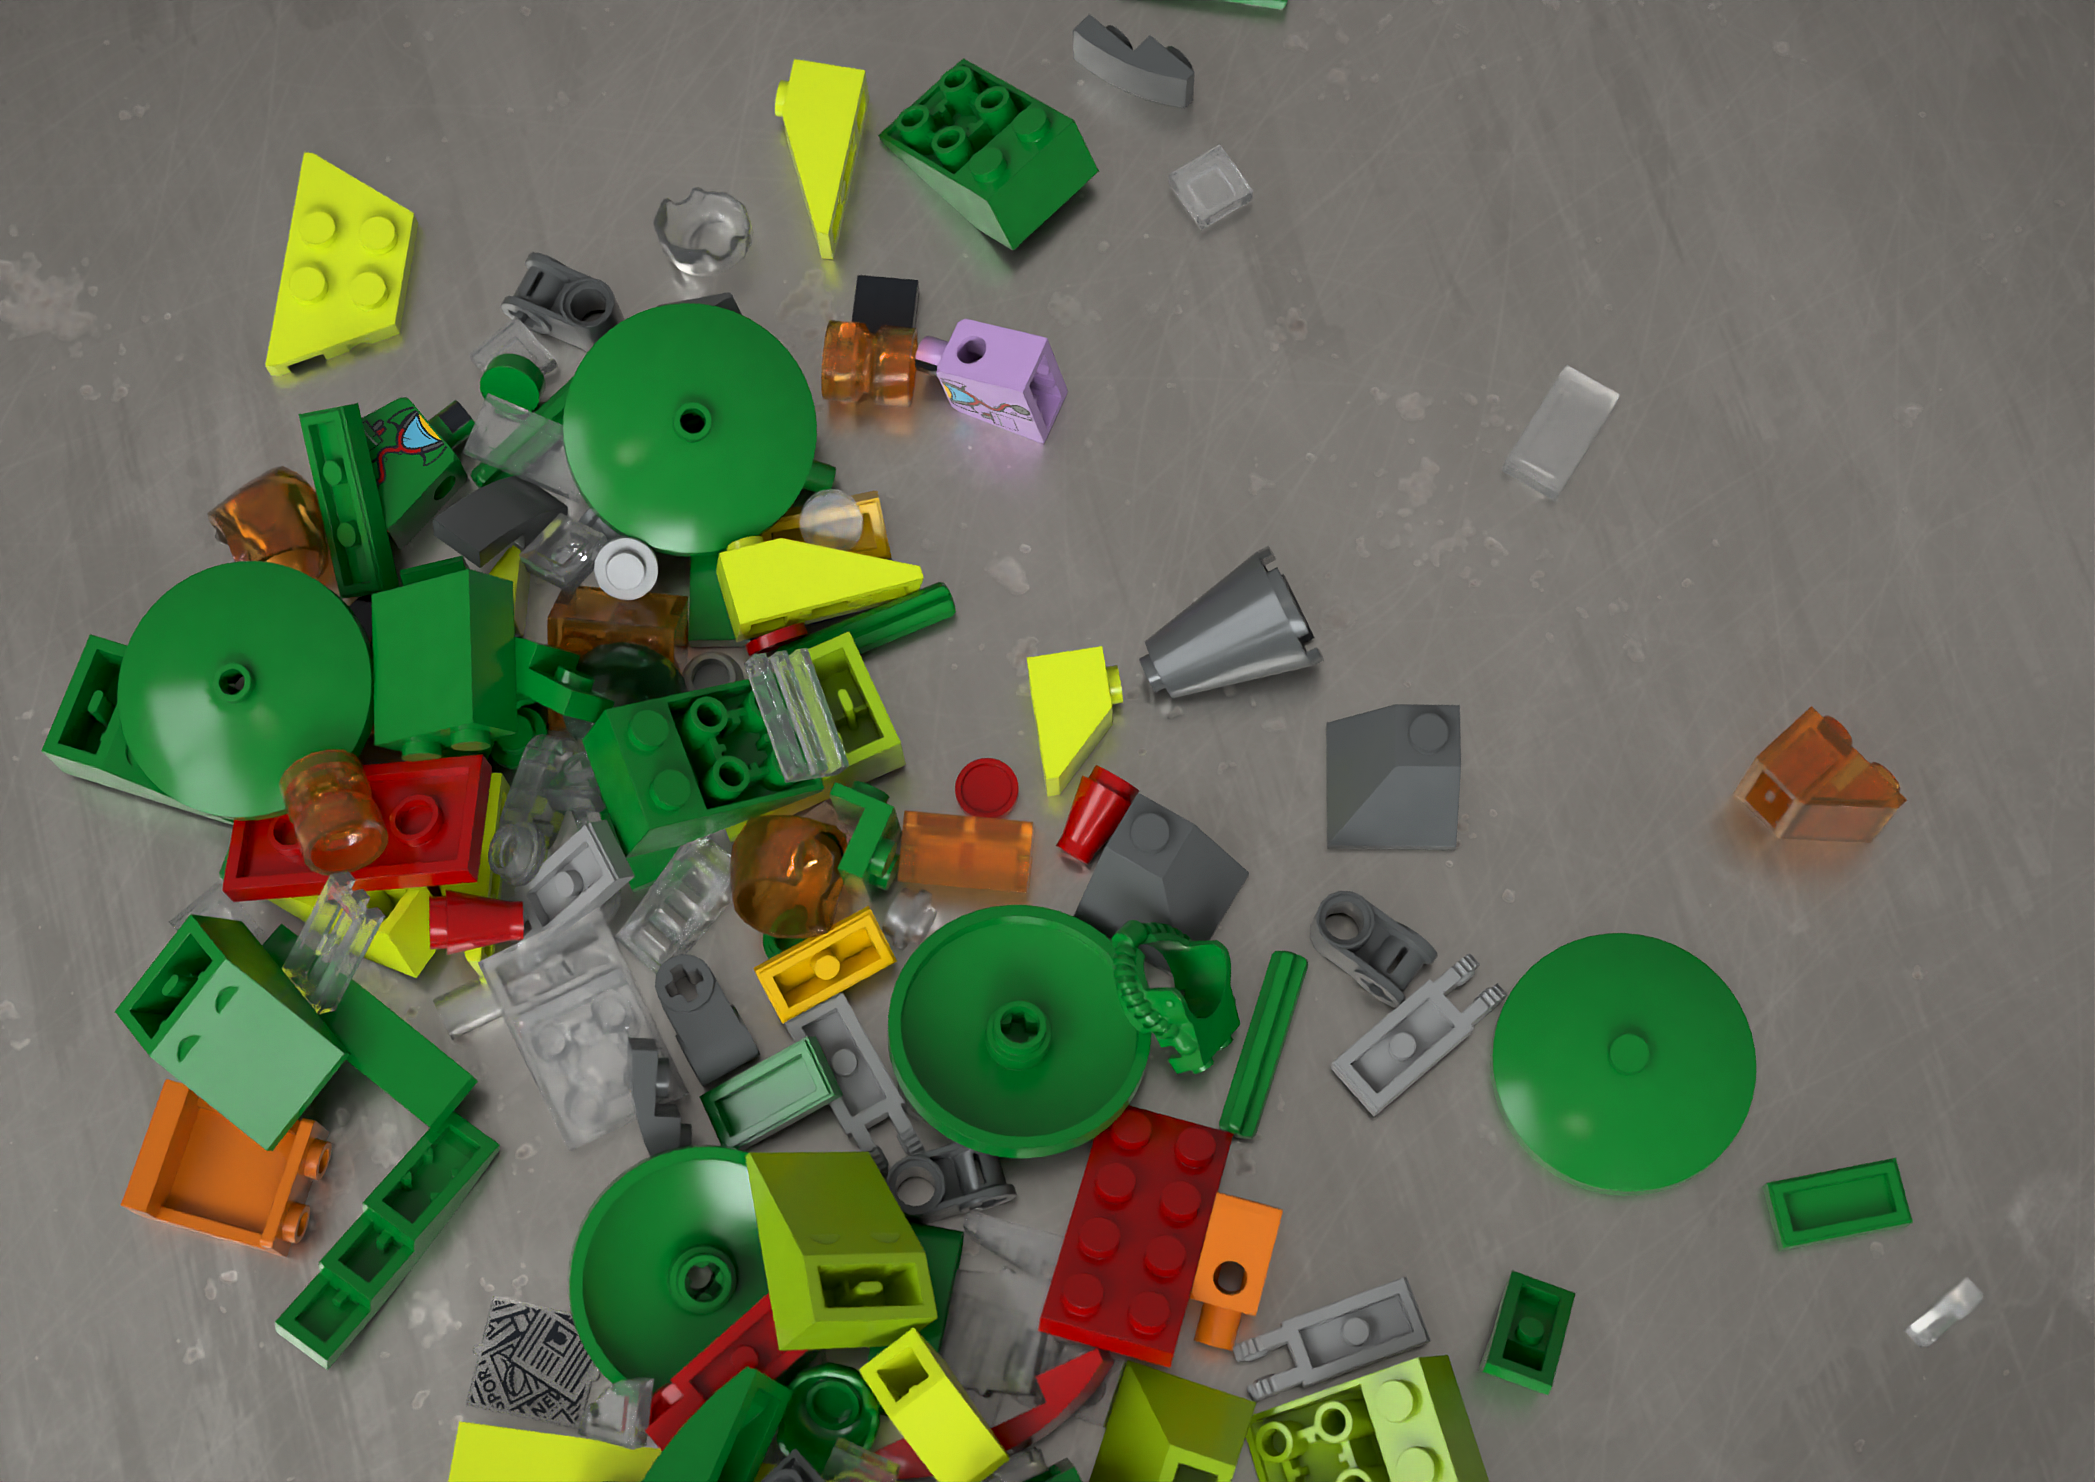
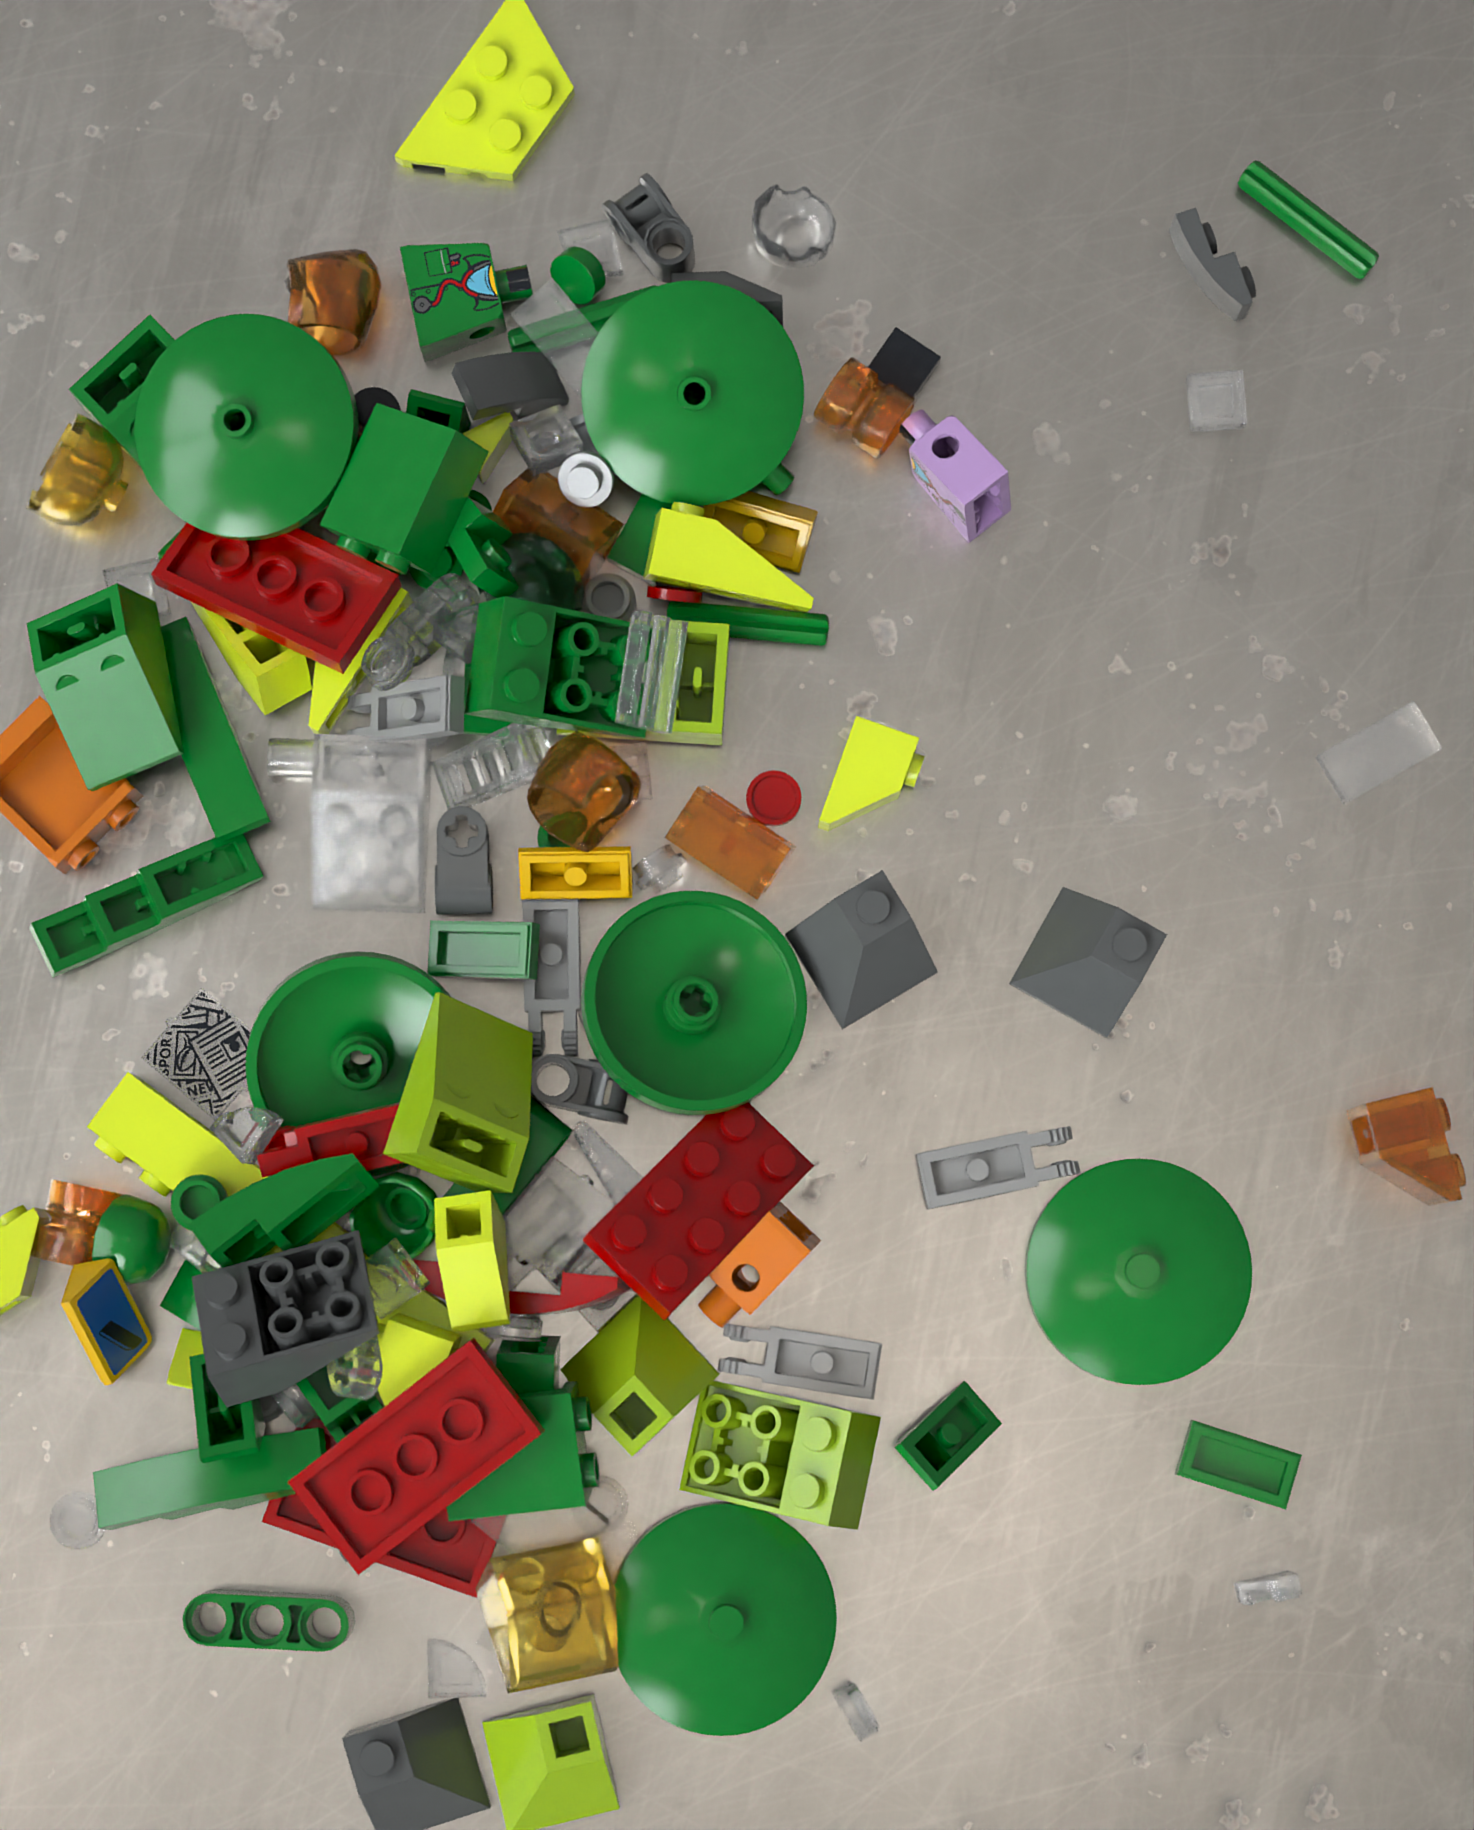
camera: 25 degrees right, 10 degrees up
(98, 836) = (80, 475): none -> clear yellow cylinder
(333, 812) = (261, 563): clear orange wheel -> none
(337, 952) = (214, 670): clear tile -> none
(349, 501) = (401, 308): green tile -> none
(472, 921) = (326, 700): red cone -> none
(647, 1080) = (387, 923): dark grey slope -> none
(823, 126) = (934, 186): neon yellow slope -> none
(831, 520) = (765, 523): clear tile -> none
(871, 853) = (656, 806): green bracket -> none
(992, 152) = (1056, 278): green slope -> none
(1095, 813) = (845, 864): red cone -> none
(1191, 1023) = (847, 1062): green piece -> none
(1232, 634) = (1028, 780): dark grey cone -> none
(1263, 1044) = (875, 1110): green axle -> none
(1373, 949) = (998, 1084): dark grey piece -> none

